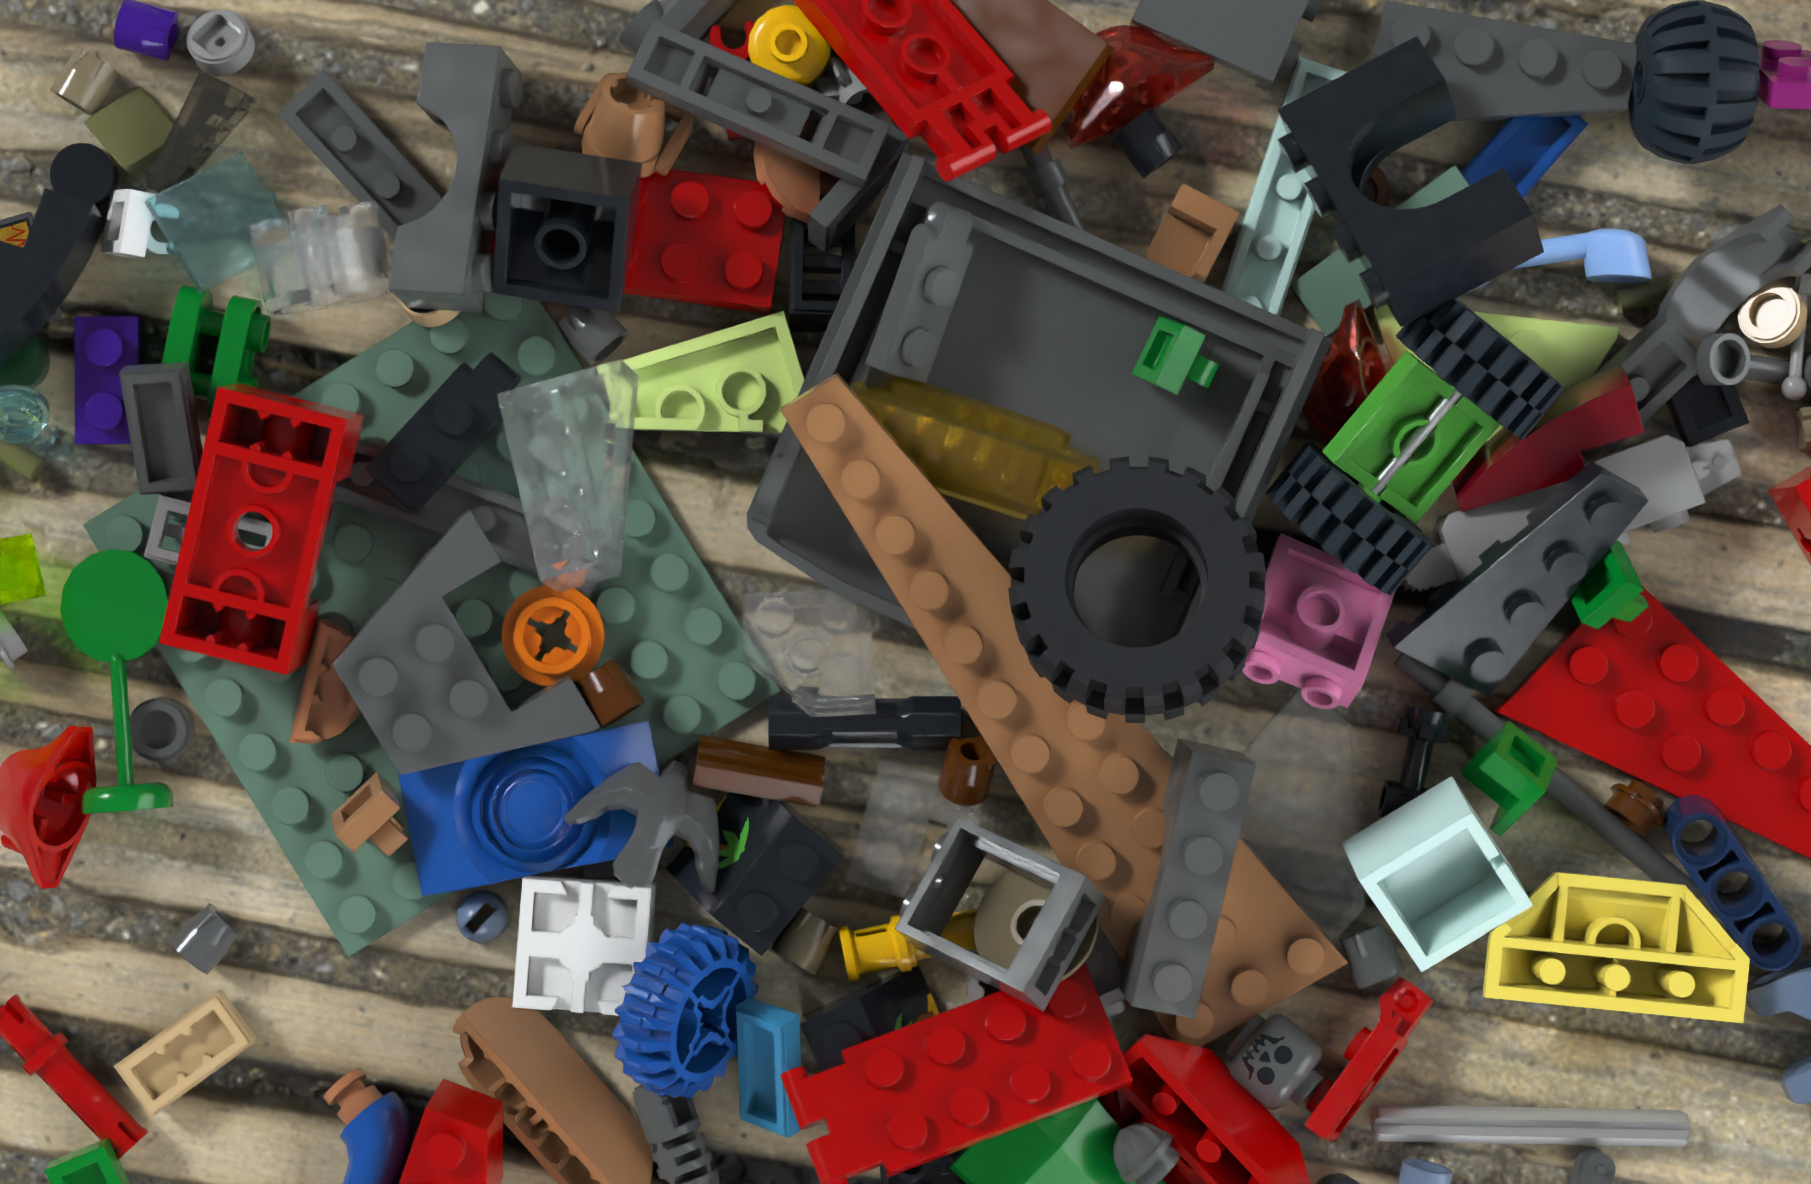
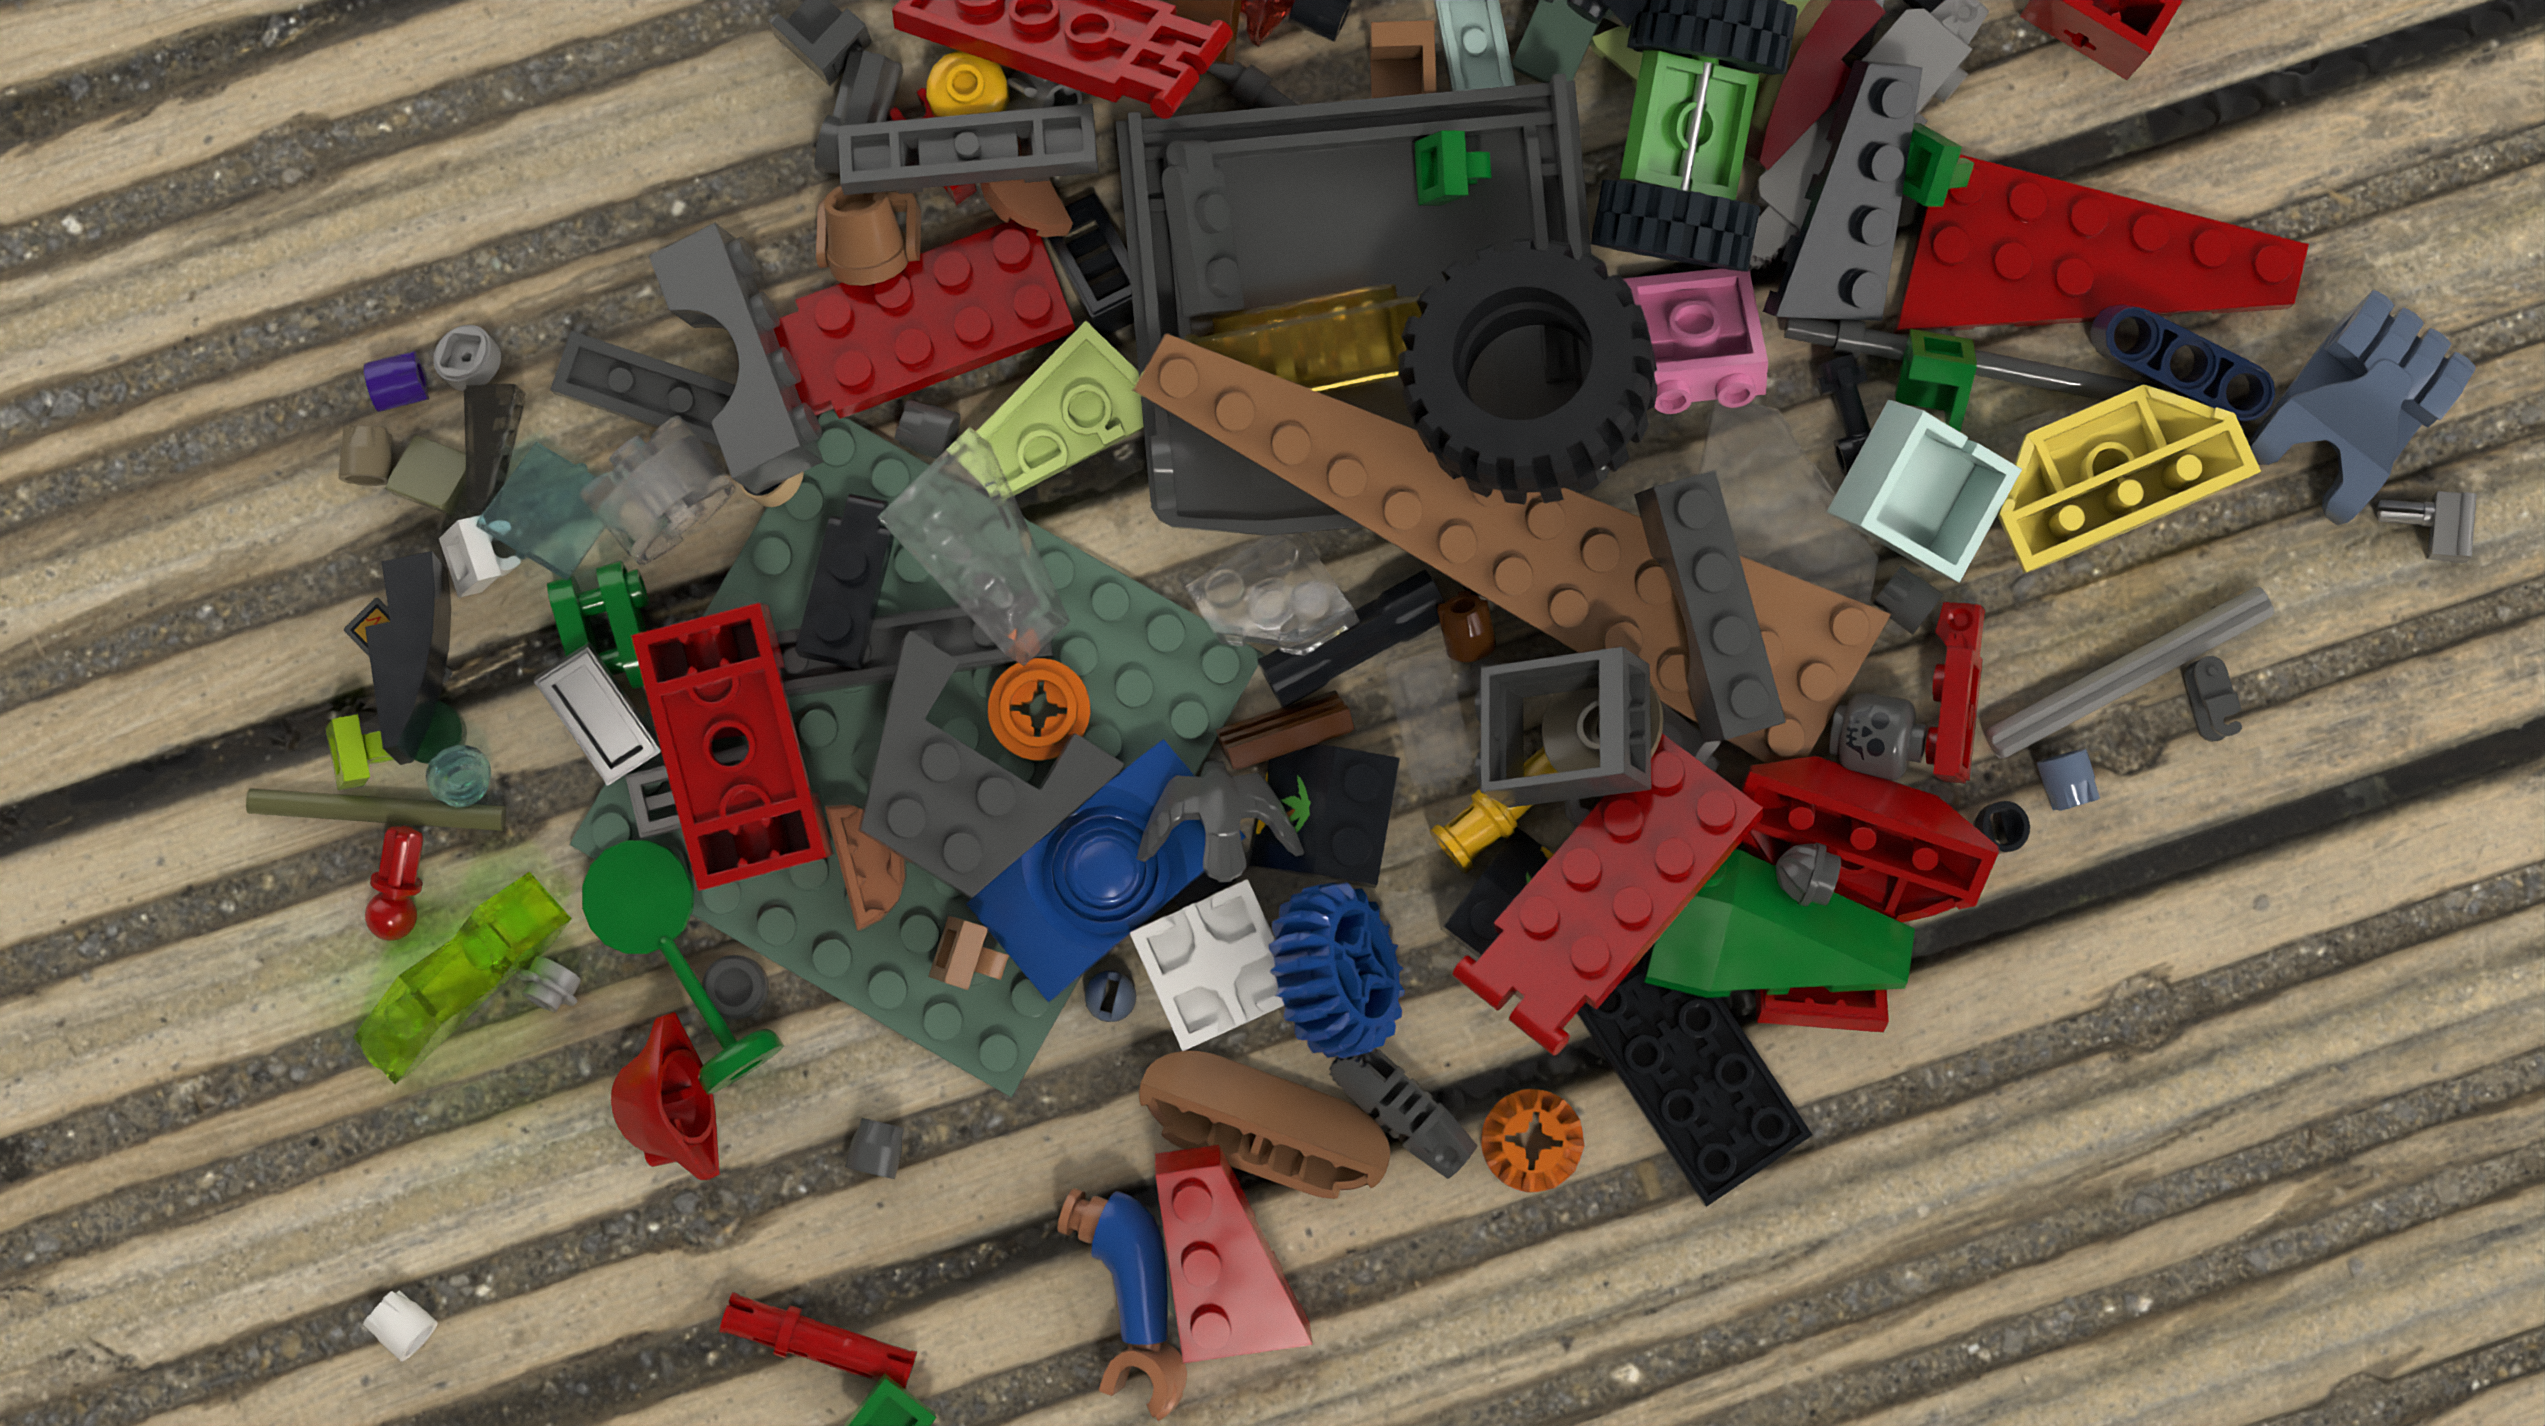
camera: 30 degrees left, 5 degrees down
(84, 173) = (406, 533): black tile -> none
(101, 352) = (518, 706): dark purple plate -> none
(186, 1053) = (913, 1261): tan plate -> none
(565, 227) = (858, 345): black slope -> none
(610, 693) = (1117, 731): reddish brown hose -> none
(766, 1048) = (1424, 965): dark azure tile -> none
(806, 940) = (1407, 858): dark tan hose -> none
(848, 202) = (1092, 191): dark grey tile -> none
(1347, 373) = (1603, 111): clear red hat -> none
(1636, 807) = (2063, 345): reddish brown plate -> none

